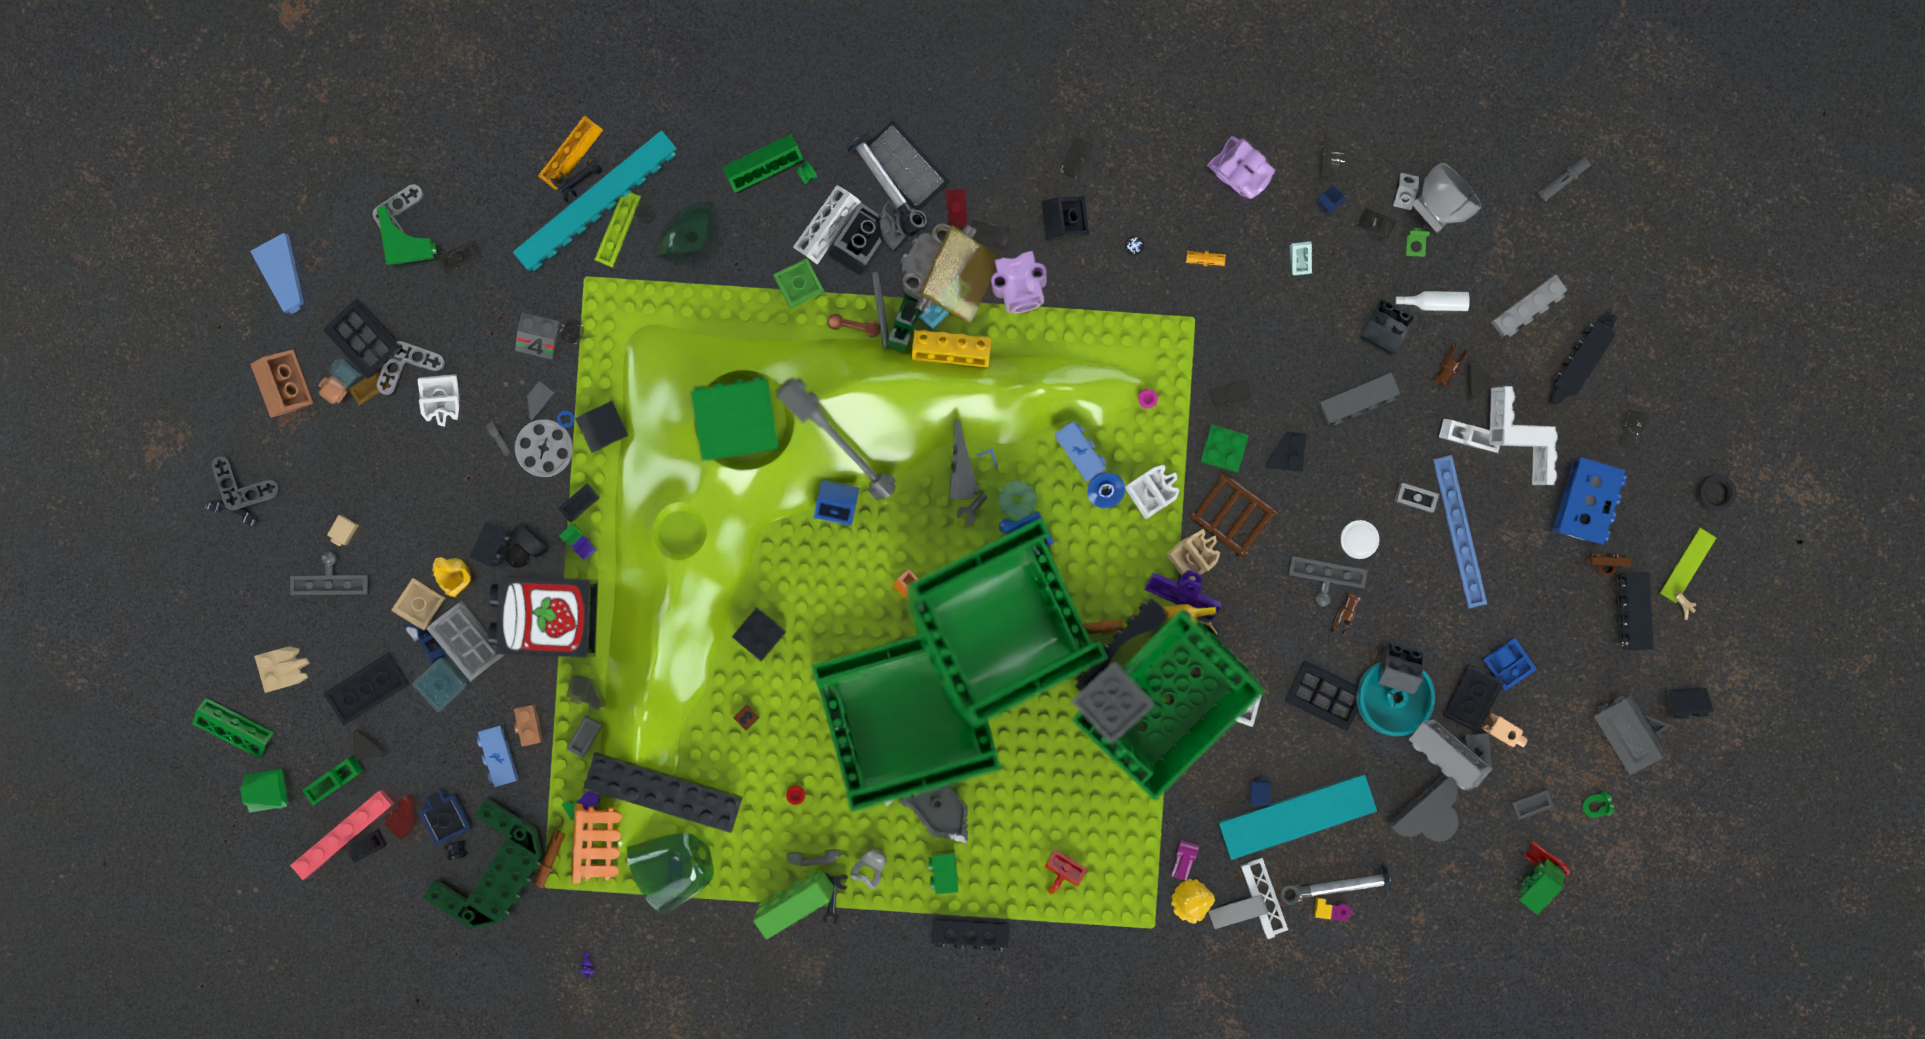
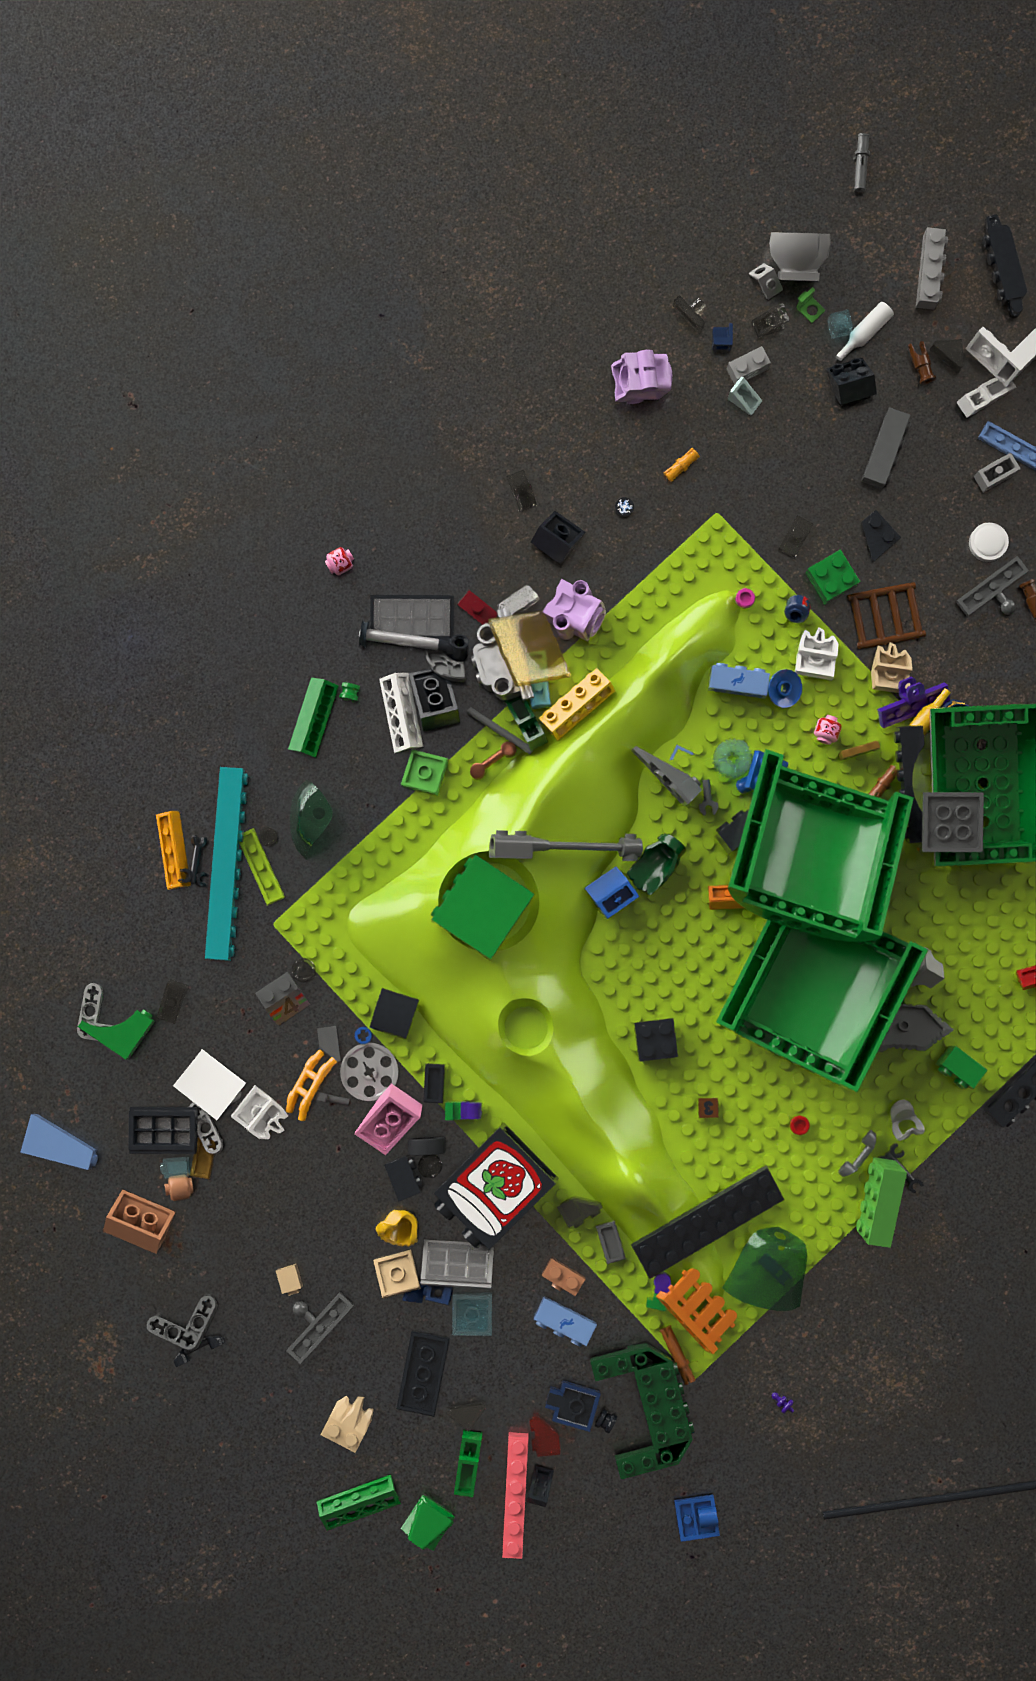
camera: 40 degrees left, 5 degrees down
(426, 341) = (209, 1084): none -> white sticker
(447, 978) = (697, 1517): none -> blue plate
(503, 414) = (317, 1080): none -> light orange piece
(523, 495) = (389, 1119): none -> bright pink slope
(888, 516) = (656, 864): none -> dark green hair
(896, 72) = (339, 561): none -> bright pink head
(959, 548) = (730, 834): none -> black brick
(993, 785) = (930, 972): none -> light grey brick
(1104, 550) = (827, 730): none -> bright pink head
(1110, 586) = (858, 750): none -> pearl gold tile
(1174, 444) = (797, 609): none -> dark blue head
(1327, 238) = (749, 365): none -> light grey brick
(1423, 277) = (840, 324): none -> clear light blue brick

